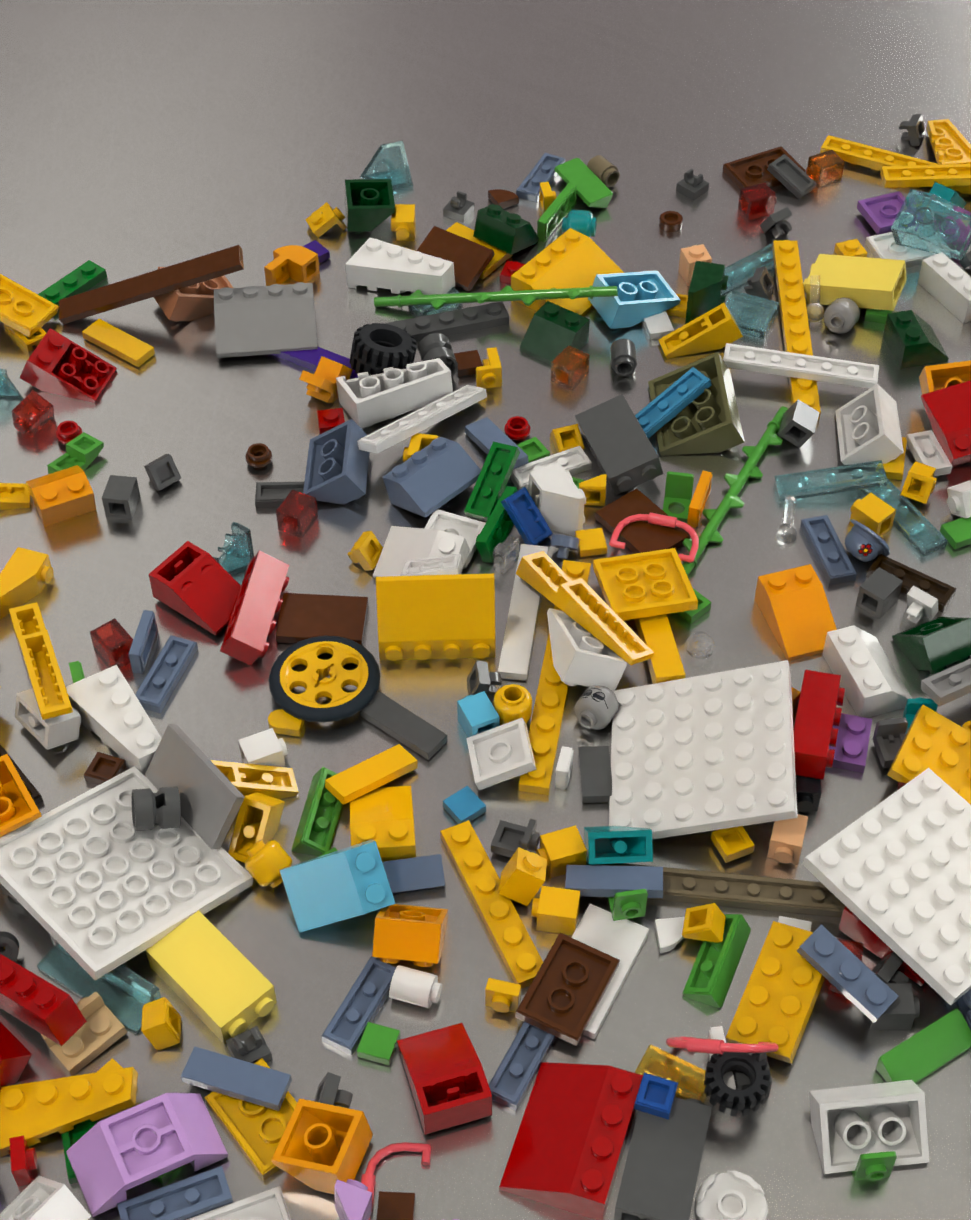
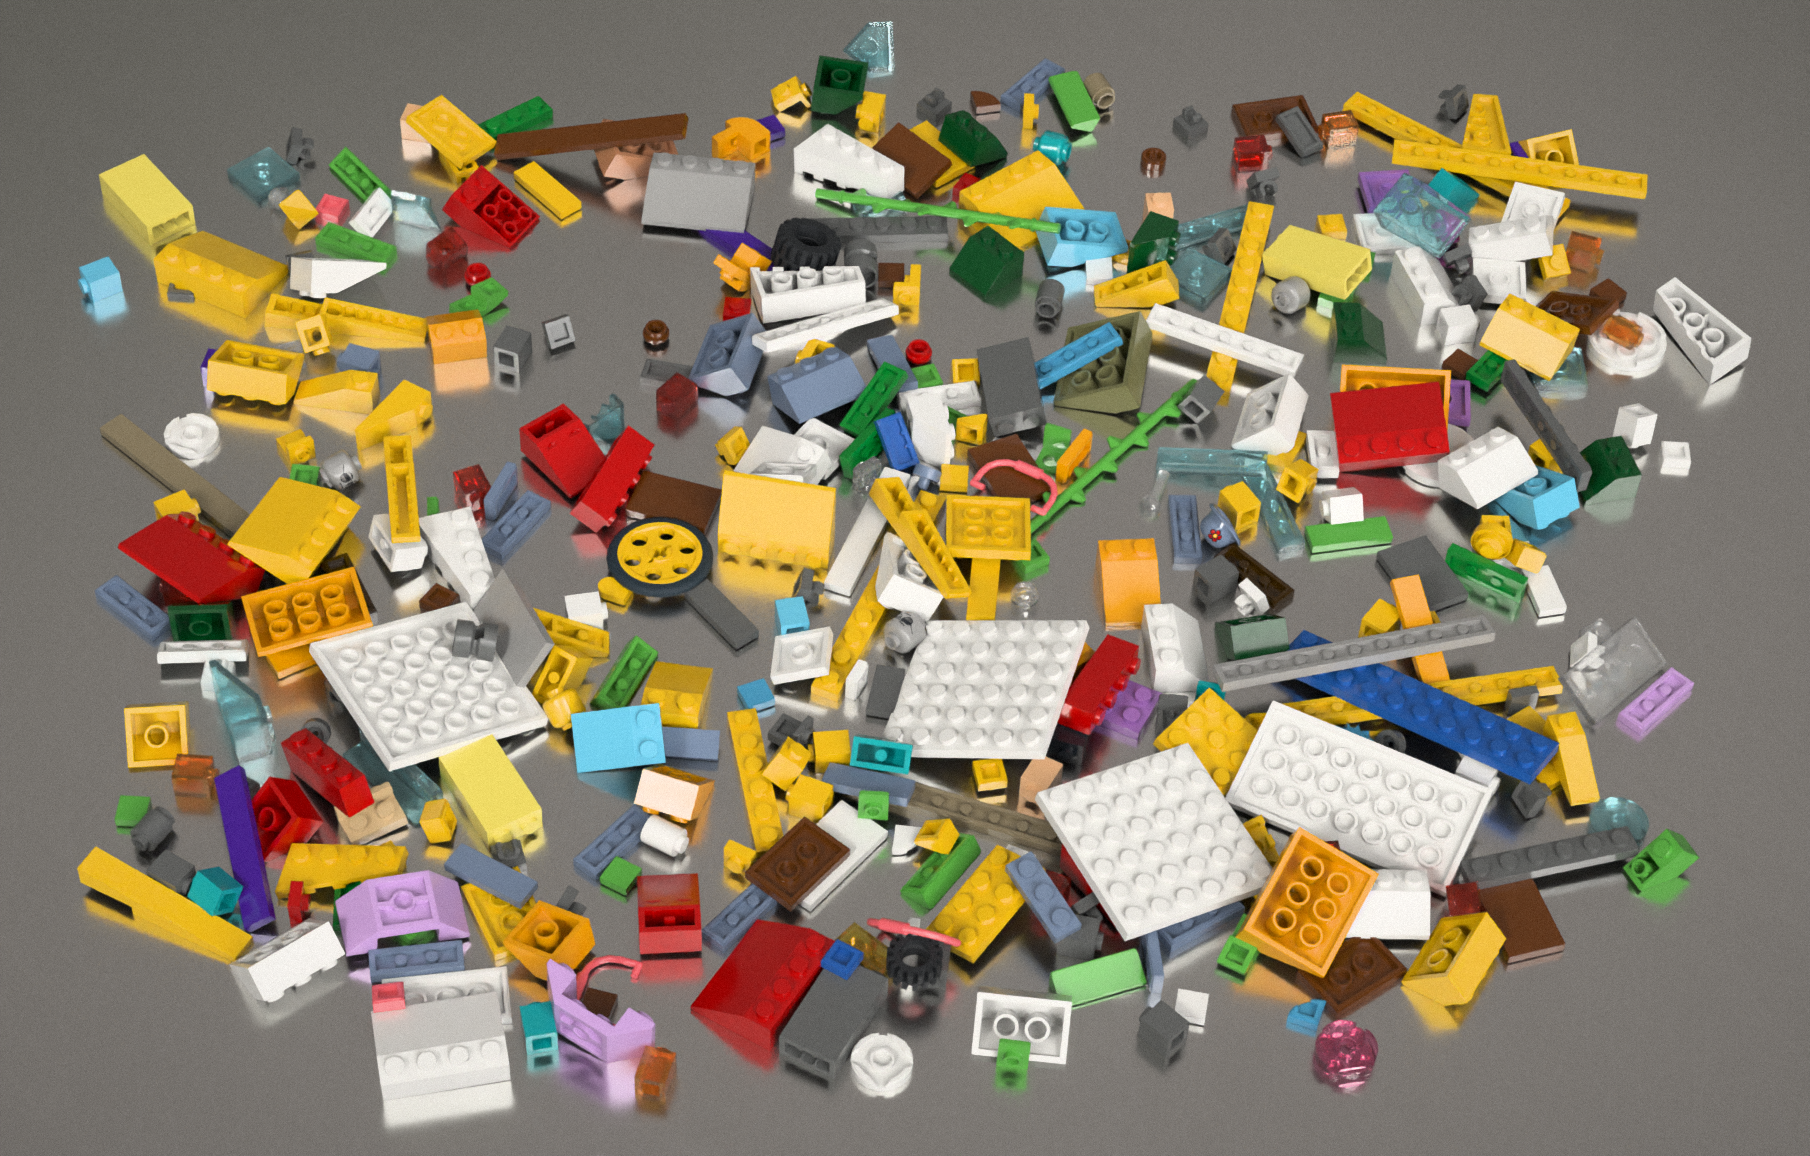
camera: 10 degrees right, 0 degrees up
(371, 774) = (678, 650): yellow tile -> none
(513, 703) = (826, 612): yellow head -> none
(556, 211) = (1025, 134): bright green tile -> none
(570, 367) = (991, 299): clear orange brick -> none
(815, 310) = (1266, 282): clear bar -> none

